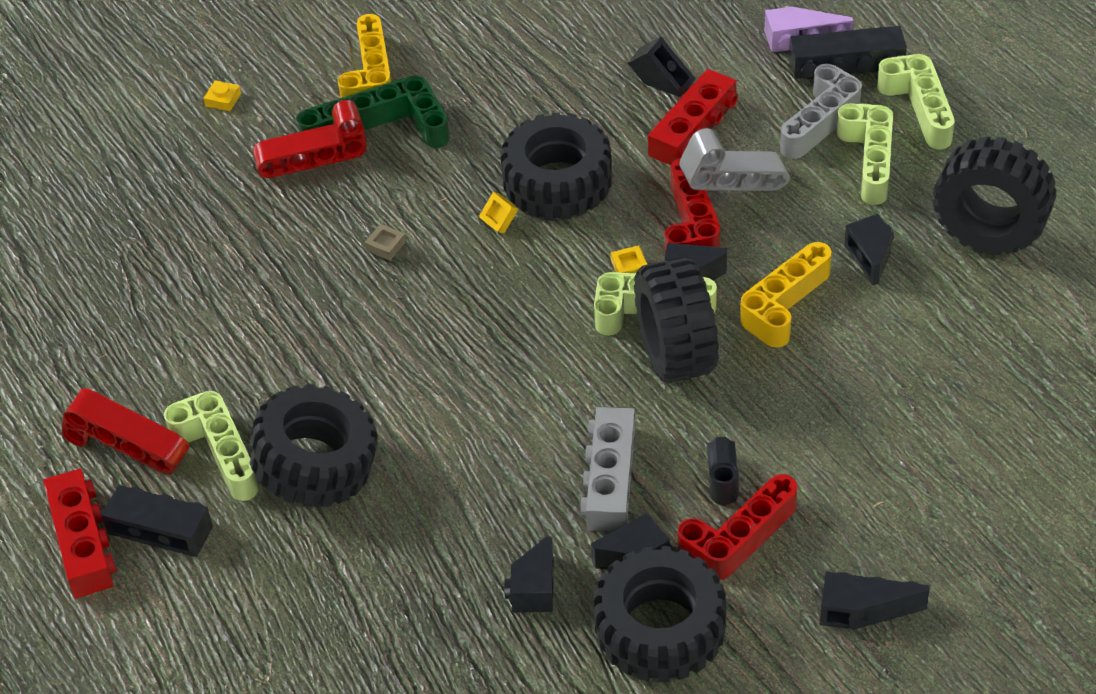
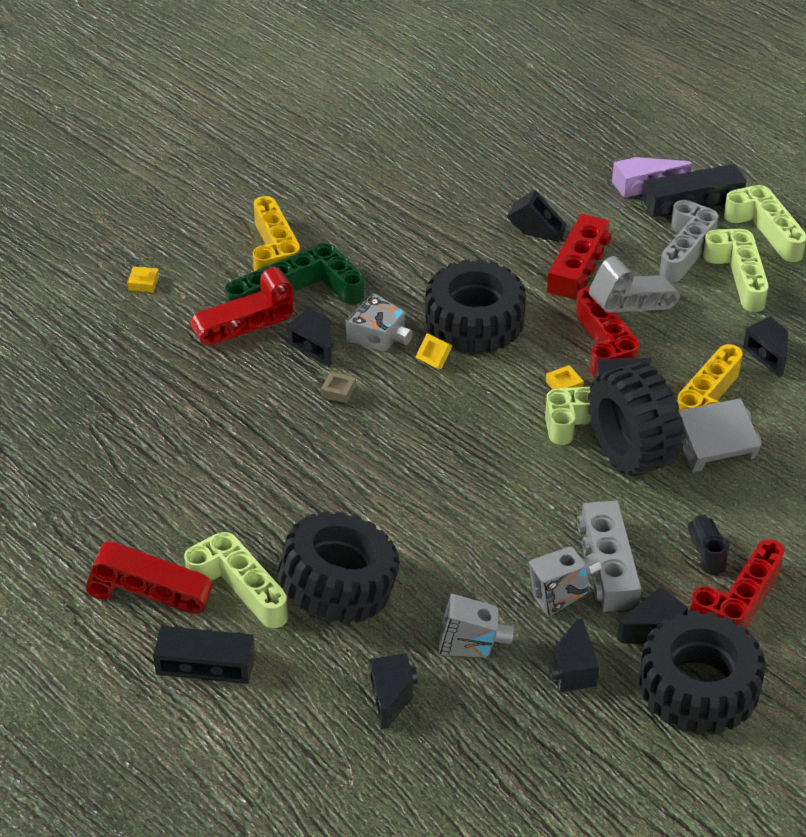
camera: 15 degrees left, 5 degrees down
(78, 533) = (132, 676): red brick -> none
(335, 582) = (392, 685): none -> black slope
(375, 180) = (311, 336): none -> black slope
(434, 531) = (471, 628): none -> light grey torso
(448, 175) = (377, 325): none -> light grey torso
(544, 488) = (561, 578): none -> light grey torso
(772, 343) = (718, 433): none -> light grey panel

